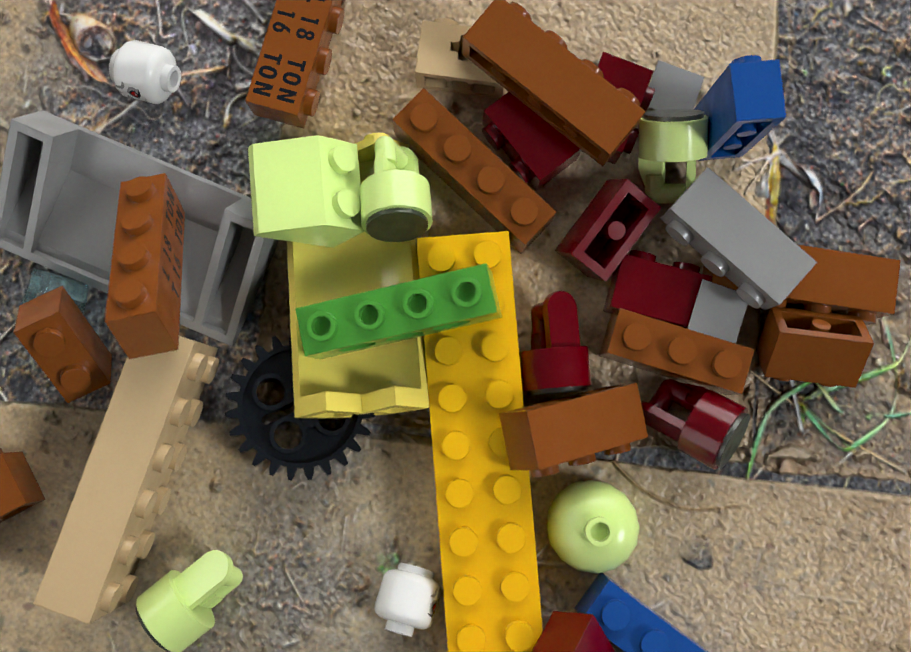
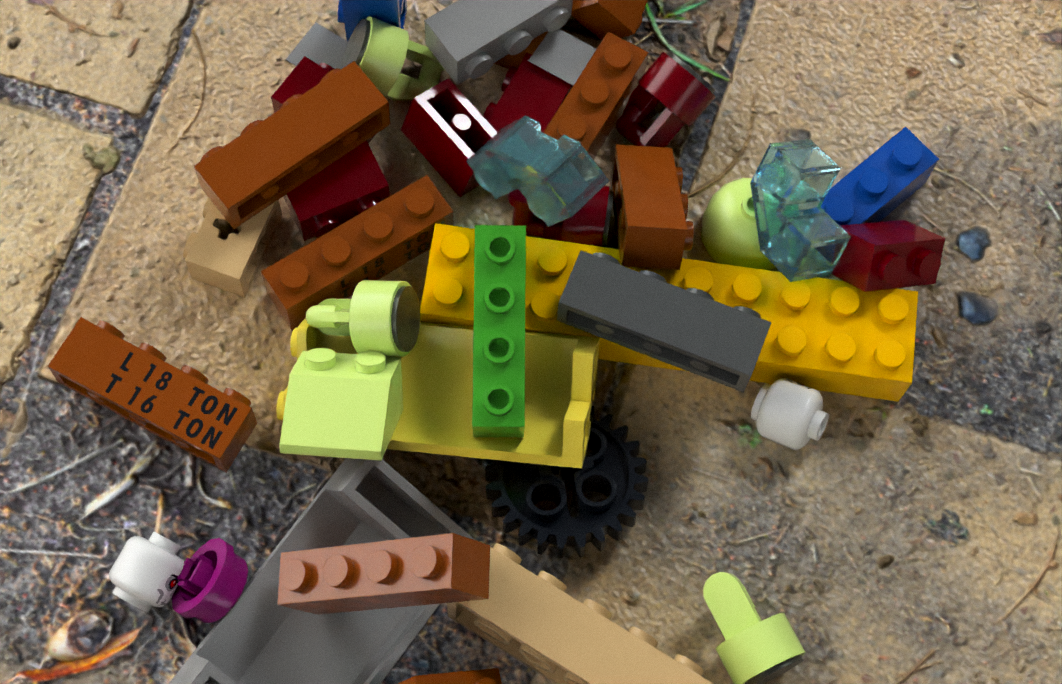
camera: 80 degrees left, 15 degrees down
(144, 124) = (210, 582): none -> magenta piece
(446, 466) = (663, 320): none -> dark grey brick
(570, 323) = (549, 172): none -> clear light blue brick
(587, 569) = (788, 210): none -> clear light blue brick

